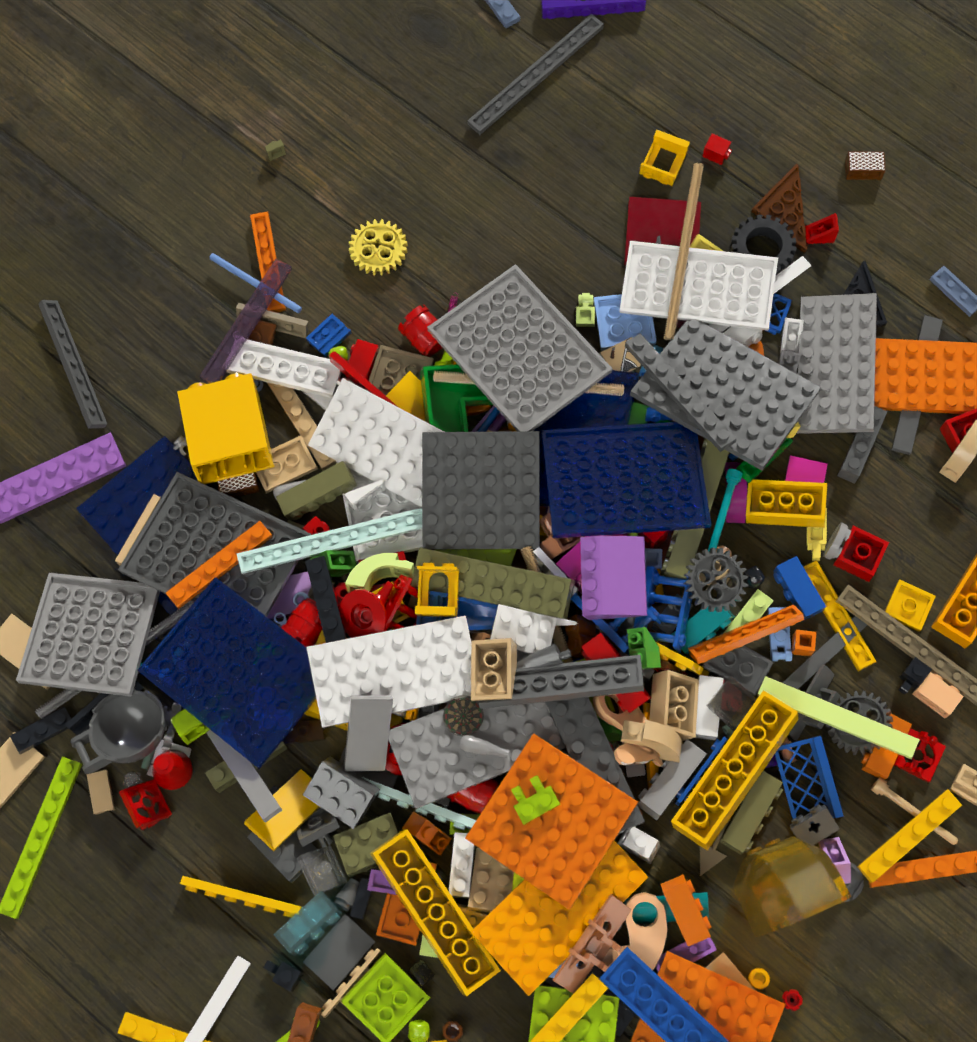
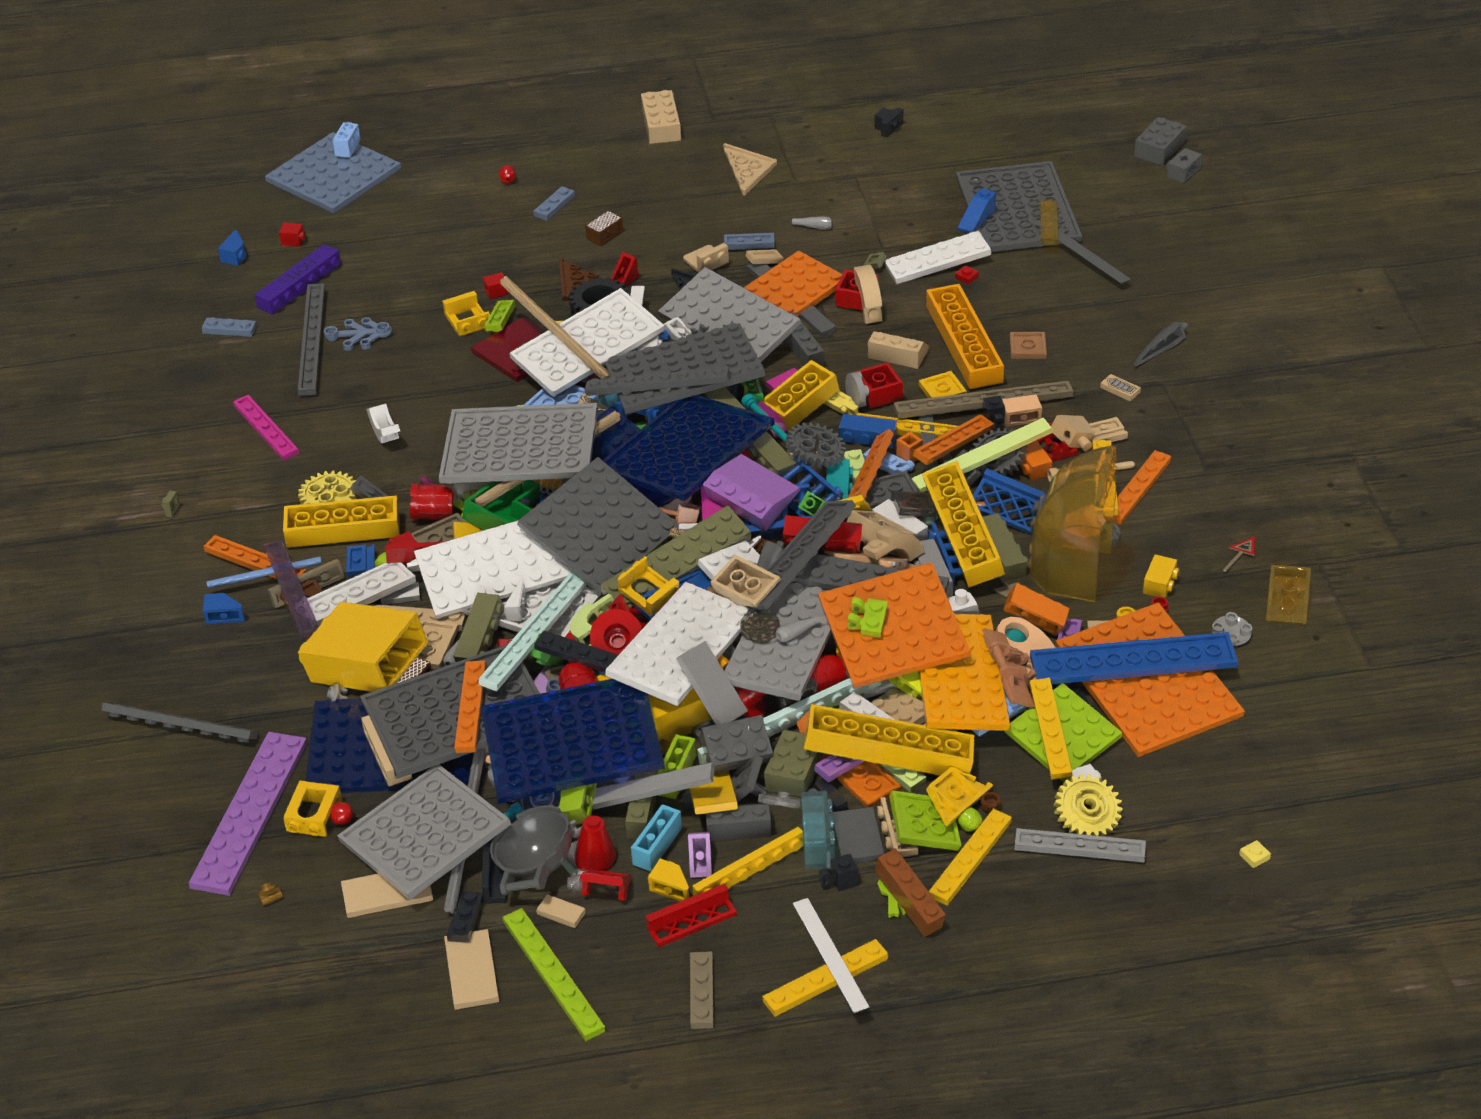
camera: 50 degrees left, 30 degrees down
(50, 549) = (316, 793): none -> yellow panel
(72, 555) = (341, 813): none -> red piece
(102, 959) = (701, 990): none -> dark tan plate
(162, 885) = (687, 912): none -> red fence
(183, 849) = (668, 881): none -> yellow slope
(199, 285) = (222, 609): none -> blue slope
(212, 806) = (656, 837): none -> medium azure brick
(226, 848) = (699, 854): none -> lavender slope
(295, 758) = (679, 756): none -> lime brick
(352, 286) = (341, 521): none -> yellow brick
(399, 278) = (366, 489): none -> flat silver plate
(414, 135) = (266, 427): none -> dark pink tile
(430, 1002) = (955, 793): none -> yellow wing
(483, 216) = (382, 423): none -> white arch
(574, 101) = (377, 330): none -> sand blue plant
(679, 186) = (499, 315): none -> lime plate
(827, 976) = (1160, 576): none -> yellow brick
(843, 672) = (953, 439): none -> orange plate
(862, 31) = (507, 174): none -> red piece
(863, 97) = (554, 203): none -> sand blue plate
(902, 276) = (708, 257): none -> tan bracket
(927, 527) = (896, 349): none -> tan slope
(930, 1017) = (1246, 546): none -> piece
(944, 765) = (1073, 431): none -> tan torso
(946, 321) = (764, 256): none -> tan tile

